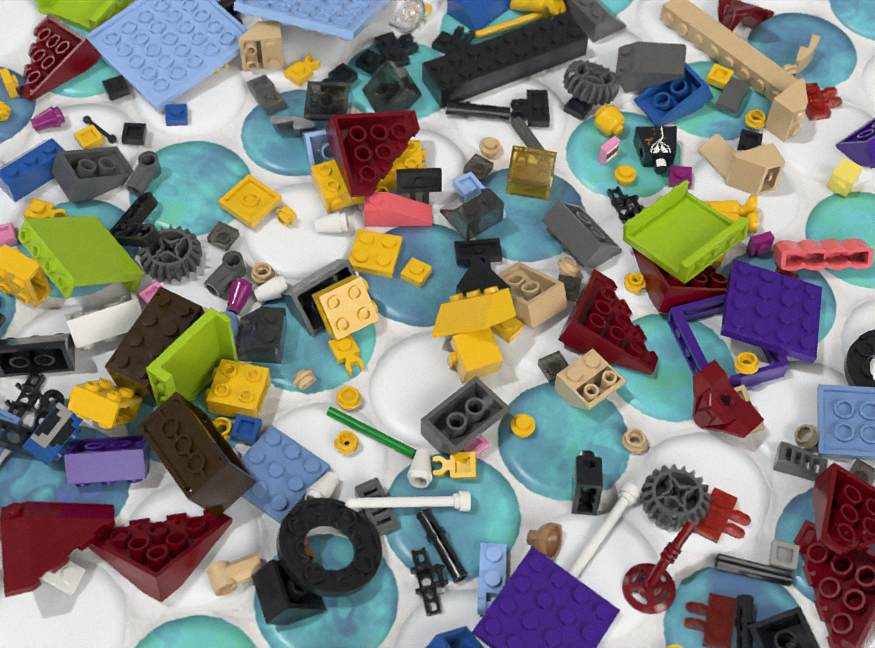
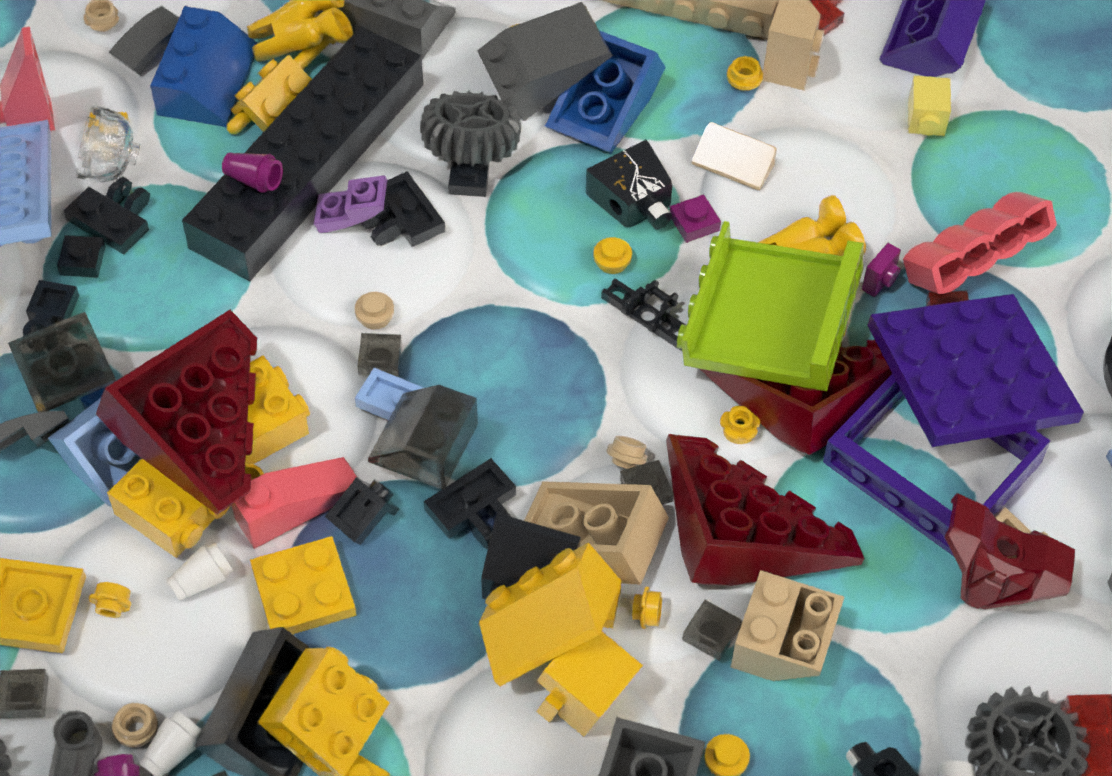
camera: 30 degrees left, 0 degrees up
(391, 89) = (153, 291): clear smoke slope -> none
(416, 272) = (391, 585): yellow plate -> none
(419, 181) = (308, 427): black hinge -> none
(423, 231) = (361, 509): none -> black bracket
(448, 43) = (199, 164): black hinge -> none
(468, 53) = (255, 170): none -> magenta cone
(476, 110) = (301, 263): black pin -> none
(509, 94) = (348, 208): none -> medium lavender slope
(511, 21) = (273, 93): none -> yellow bracket
(525, 133) = (433, 269): dark grey axle -> none
(530, 341) = (647, 608): none -> yellow plate
(531, 172) = (475, 323): clear yellow slope -> none
(580, 234) = (611, 388): dark grey slope -> none
(608, 150) = (565, 227): bright pink tile -> none
(609, 120) = (535, 177): yellow head -> none
(637, 435) = (911, 676): tan plate -> none
(719, 76) = (651, 29): yellow plate -> none
(733, 95) = (689, 50): dark grey slope -> none
(746, 363) = (996, 473): yellow plate -> none
(749, 140) = (763, 116): black plate -> none
(756, 170) = (806, 154): tan slope -> none

